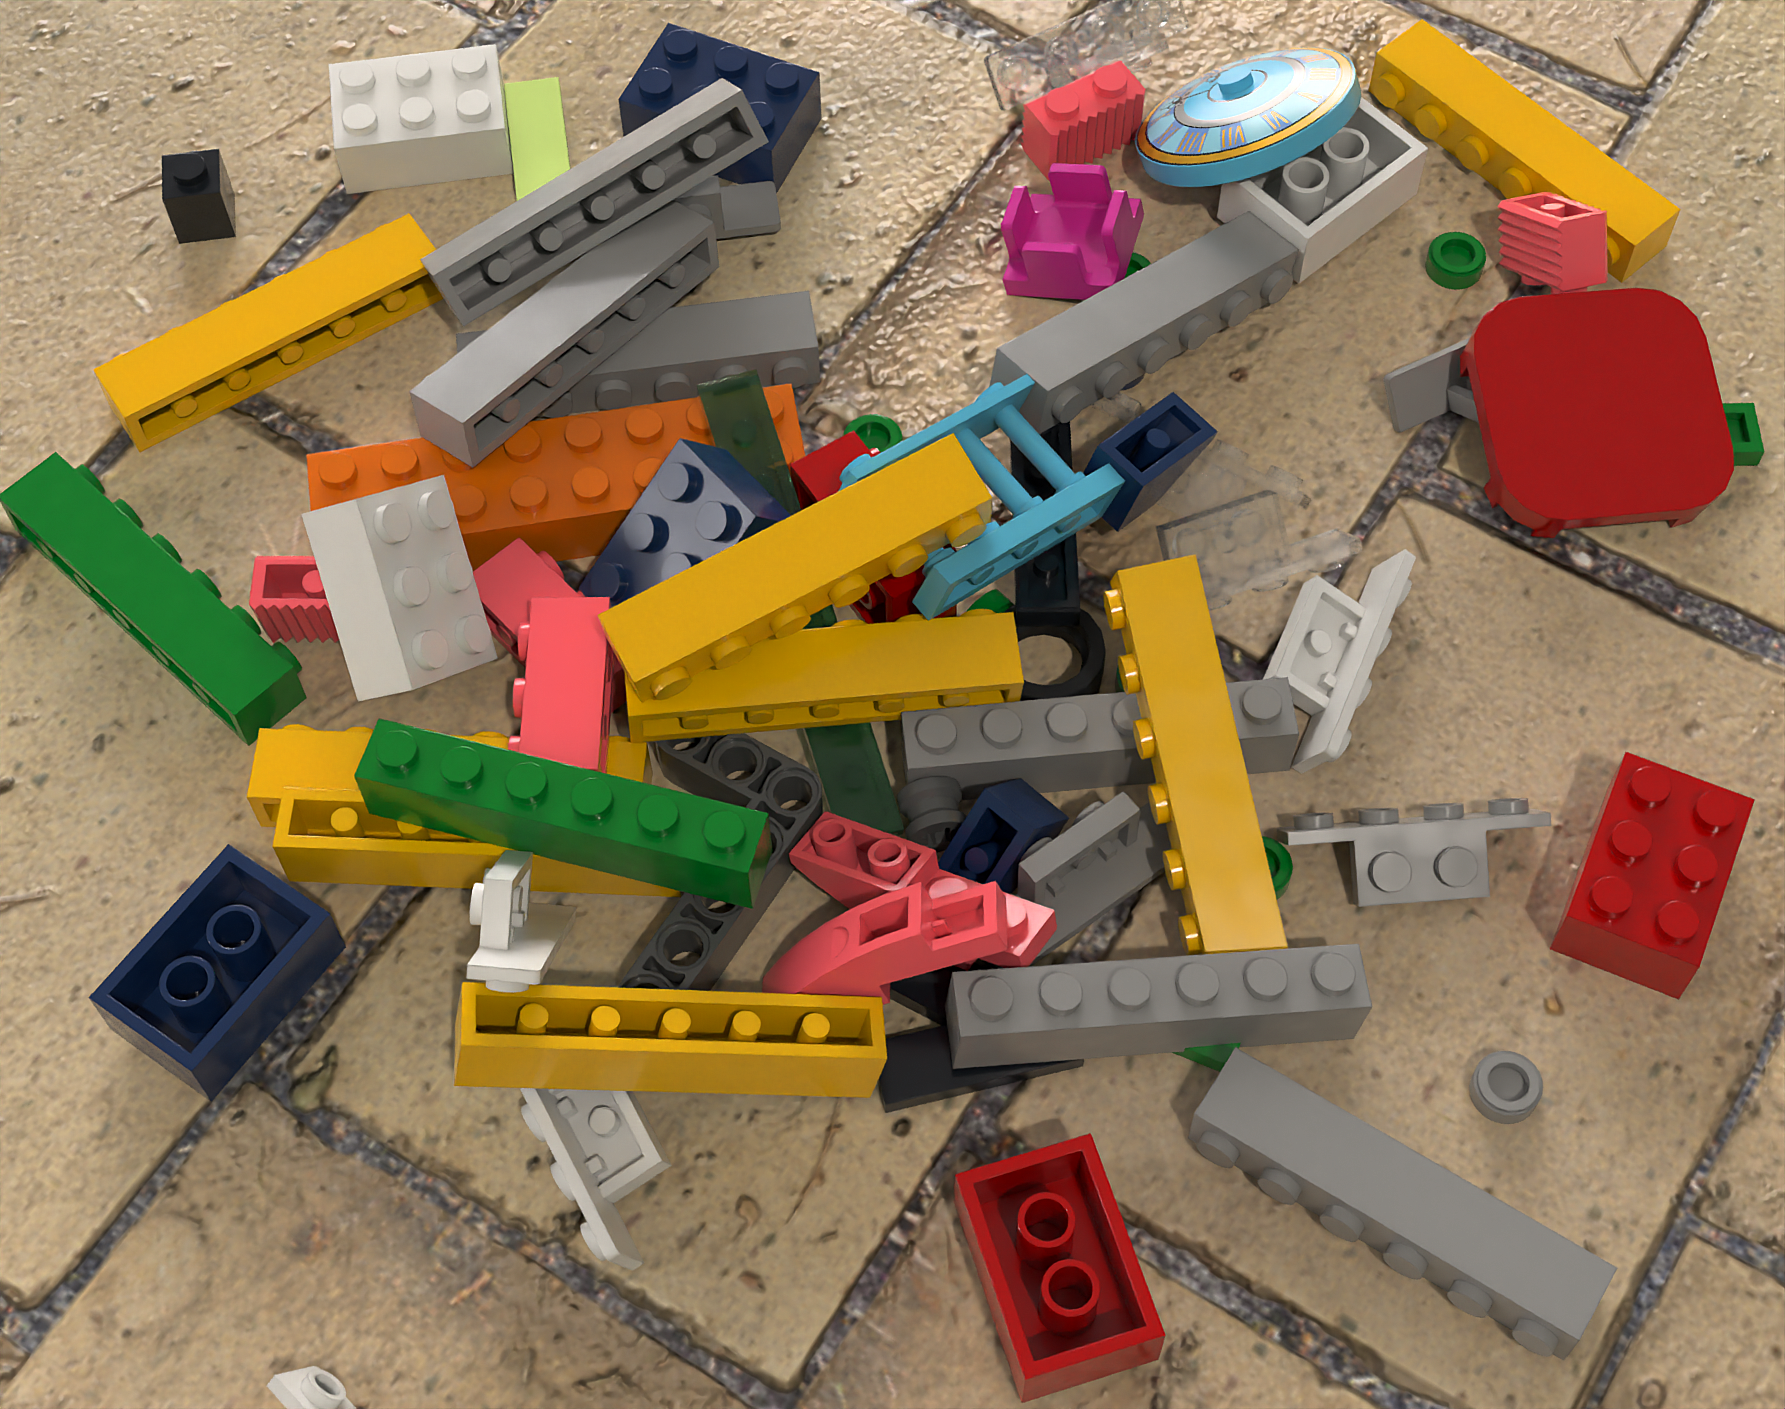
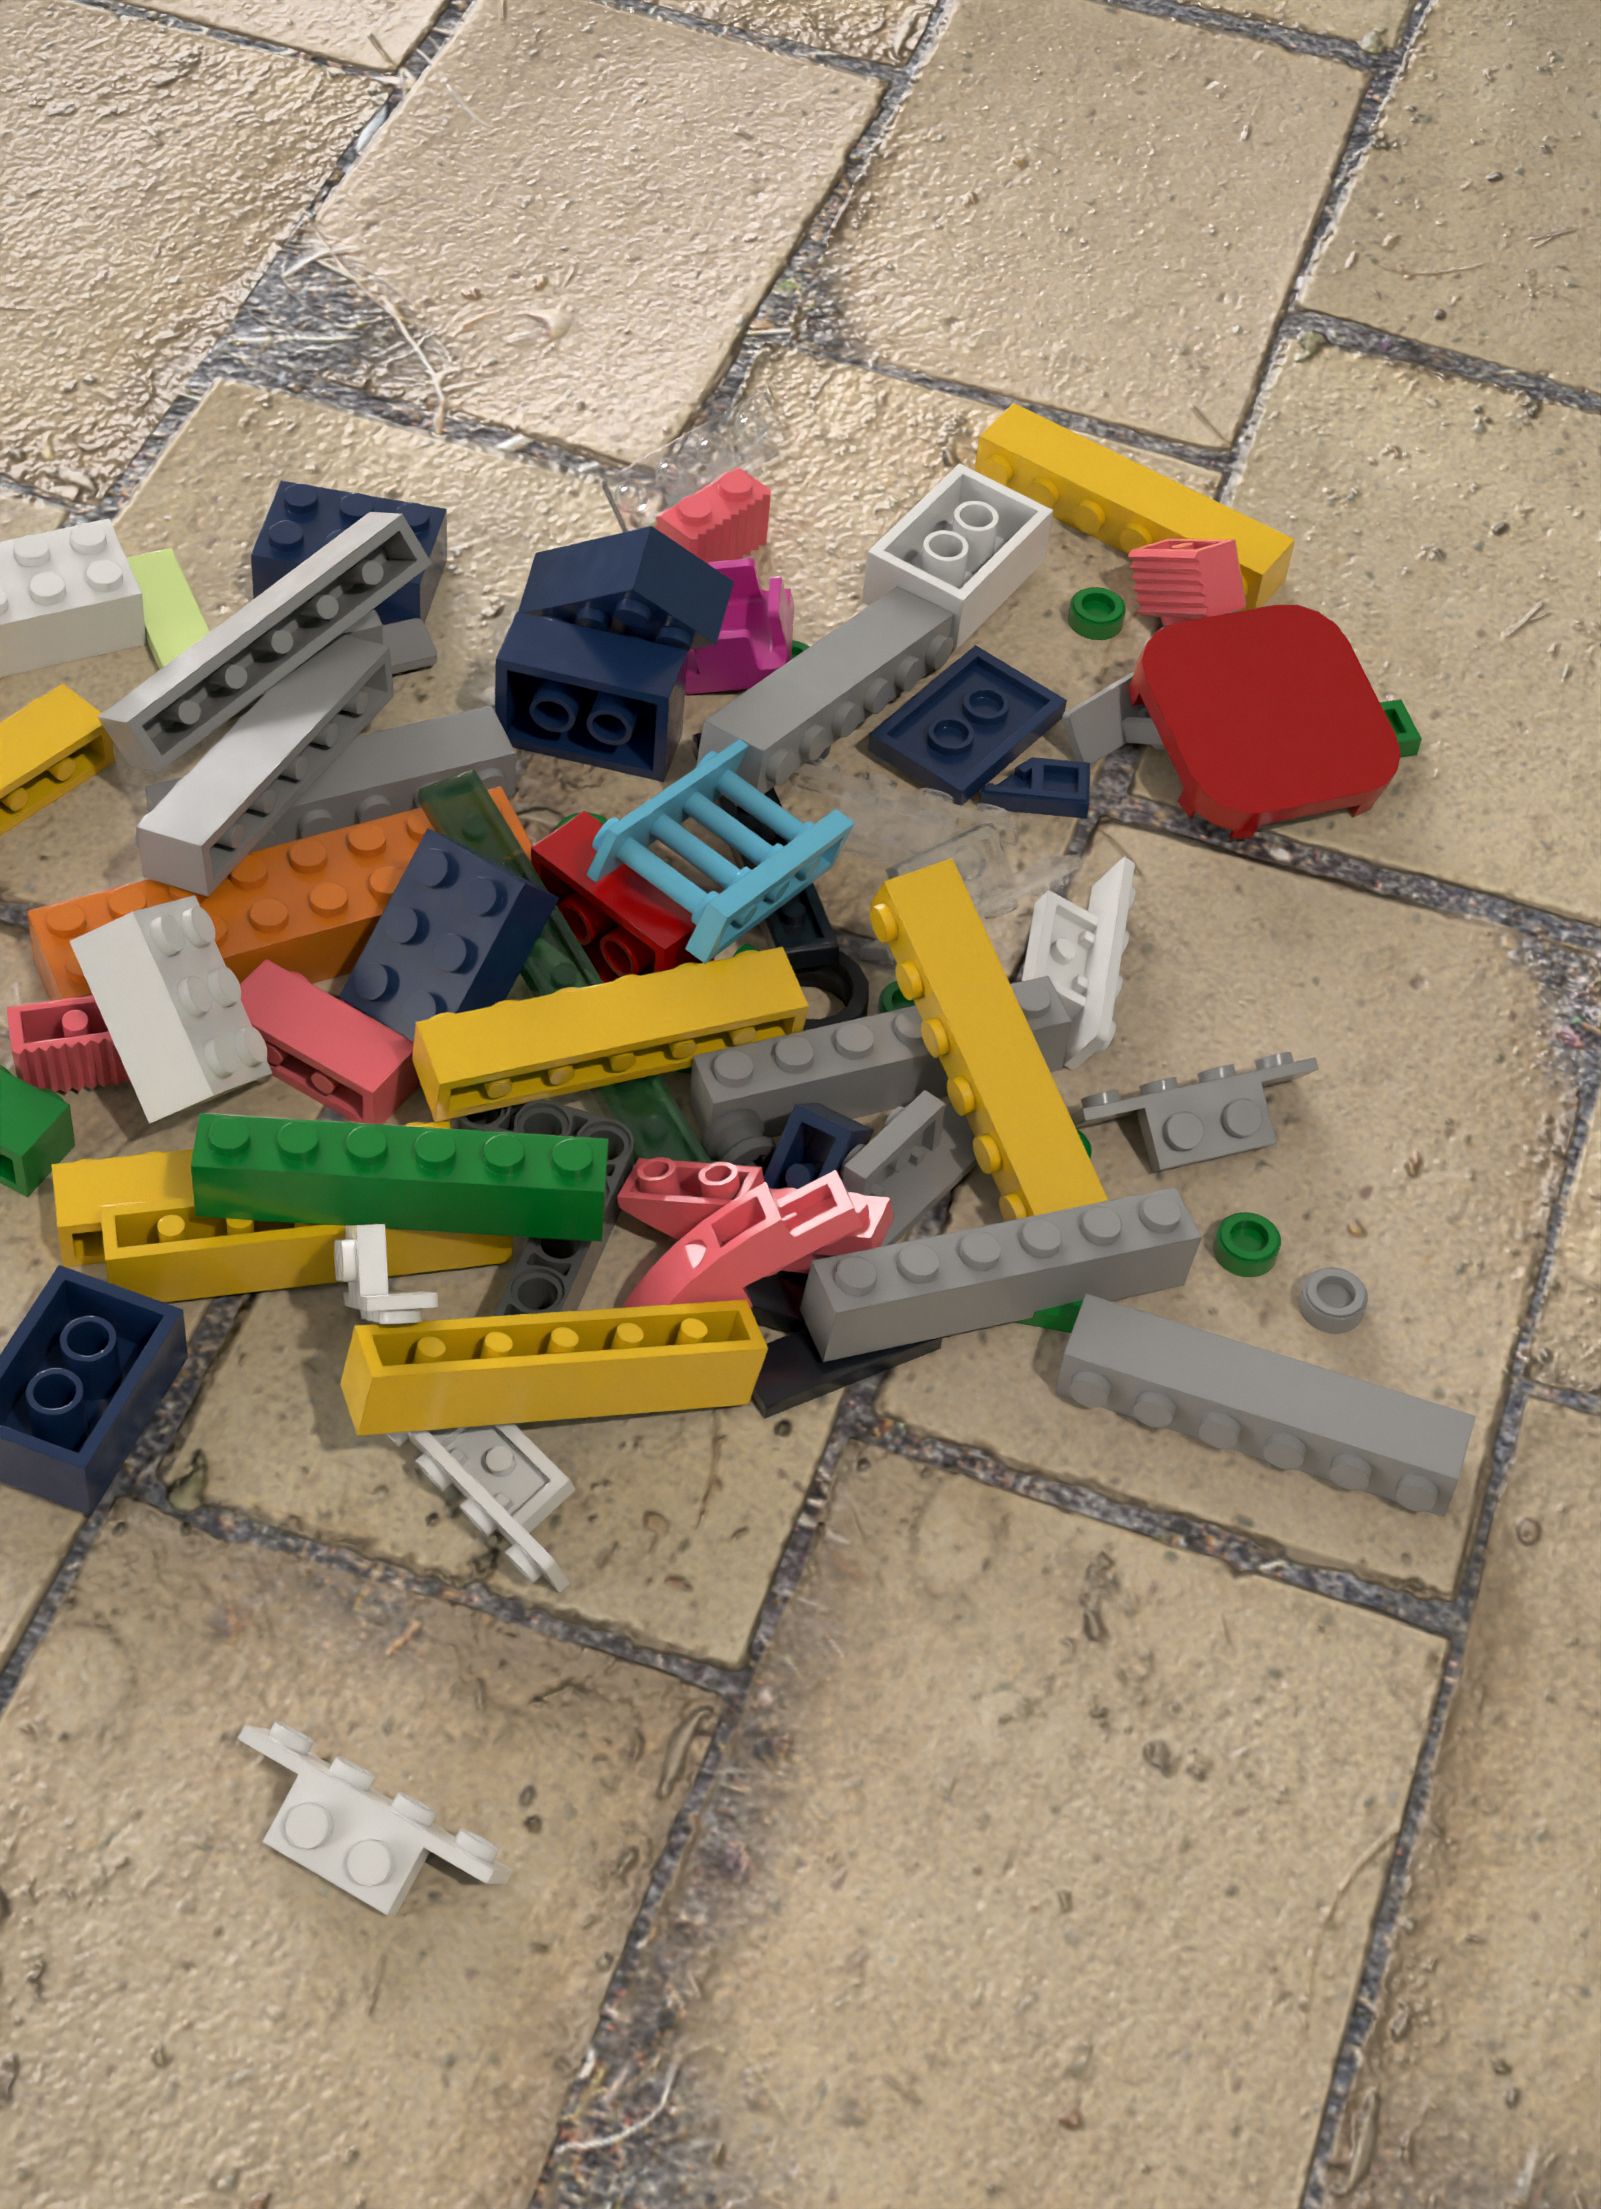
camera: 20 degrees left, 10 degrees down
(565, 682) = (358, 1059): coral brick -> none
(797, 569) = (576, 924): yellow brick -> none
(908, 293) = (590, 696): none -> dark blue brick
(960, 198) = (631, 587): none -> dark blue brick
(1057, 1267) = (972, 1506): red brick -> none
(1151, 456) = (872, 796): dark blue slope -> none
(1248, 117) = (874, 503): dish -> none
(1286, 371) = (967, 725): none -> dark blue plate
(1348, 450) = (1043, 788): none -> dark blue tile
(1430, 1006) = (1247, 1244): none -> green tile
(1653, 875) = (1418, 1100): red brick -> none

